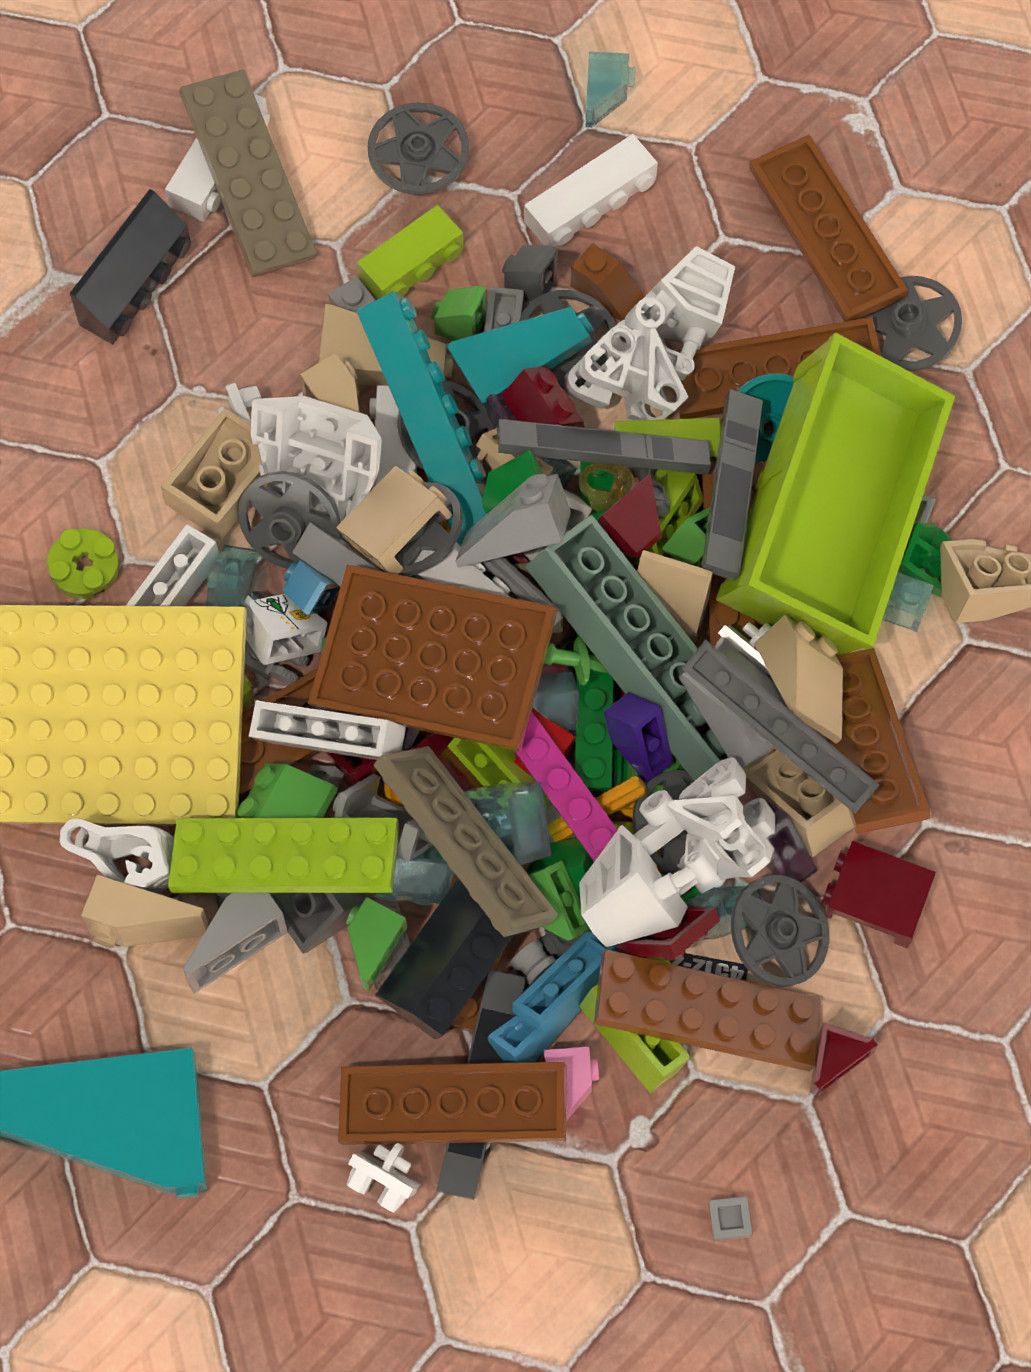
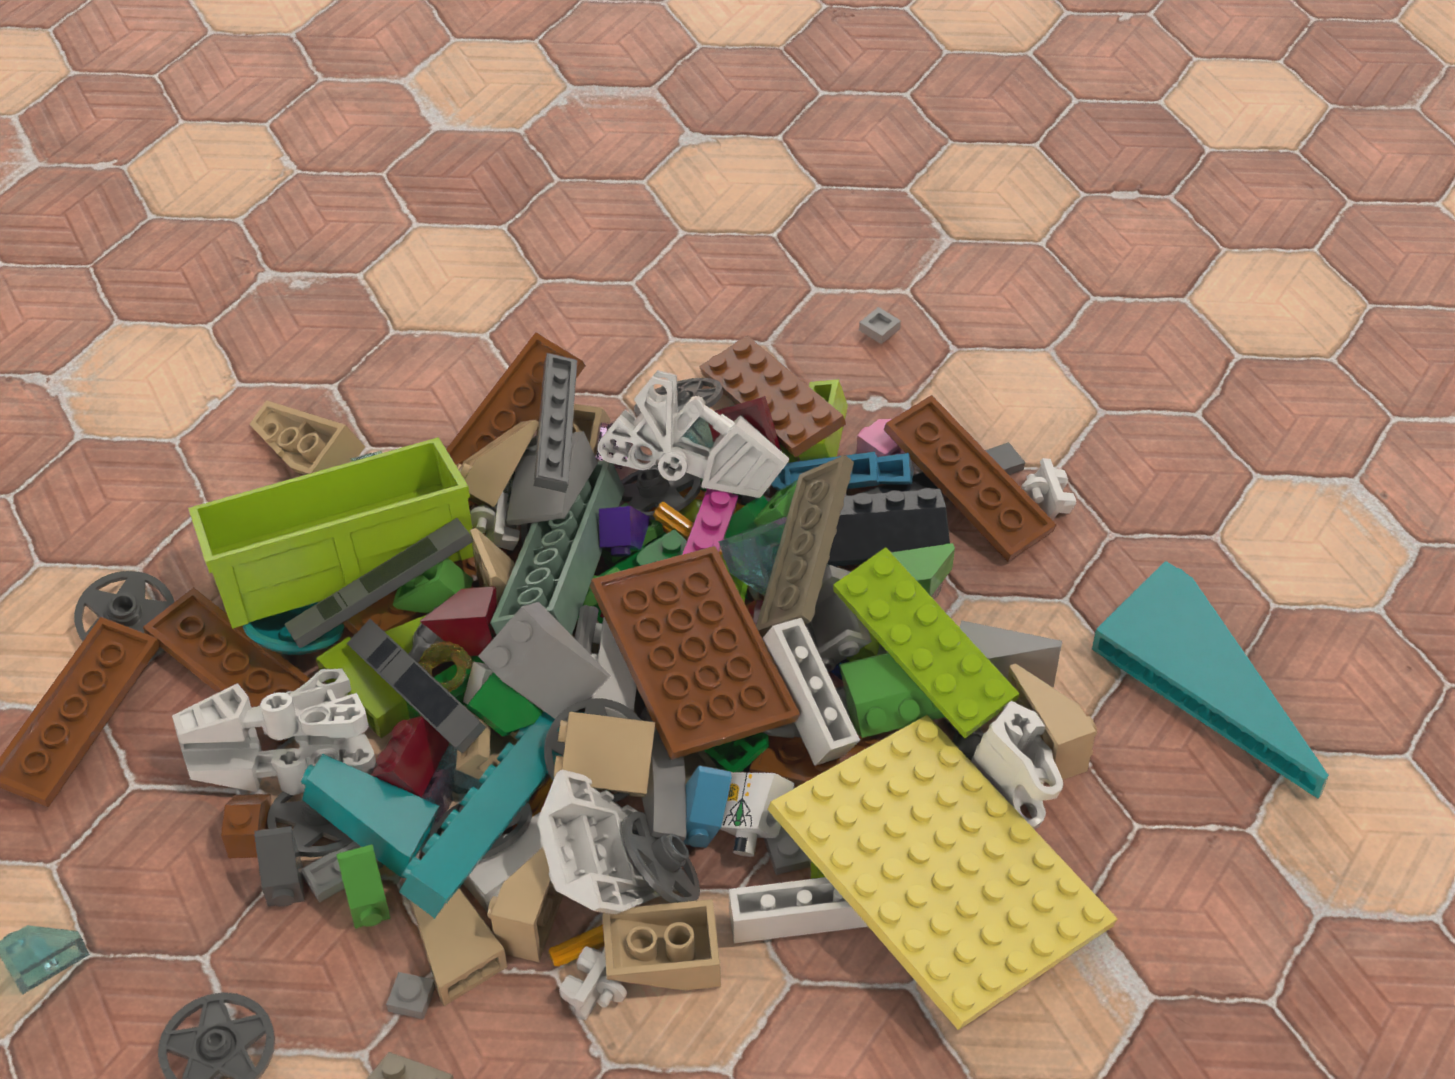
camera: 130 degrees left, 20 degrees down
(77, 544) = (820, 1021): lime plate -> none
(231, 577) = (744, 867): clear light blue slope -> none
(411, 254) = (333, 975): lime brick -> none
(591, 192) = (162, 890): white brick -> none
(837, 1054) = (724, 330): dark red slope -> none
(879, 891) = (608, 374): dark red panel -> none

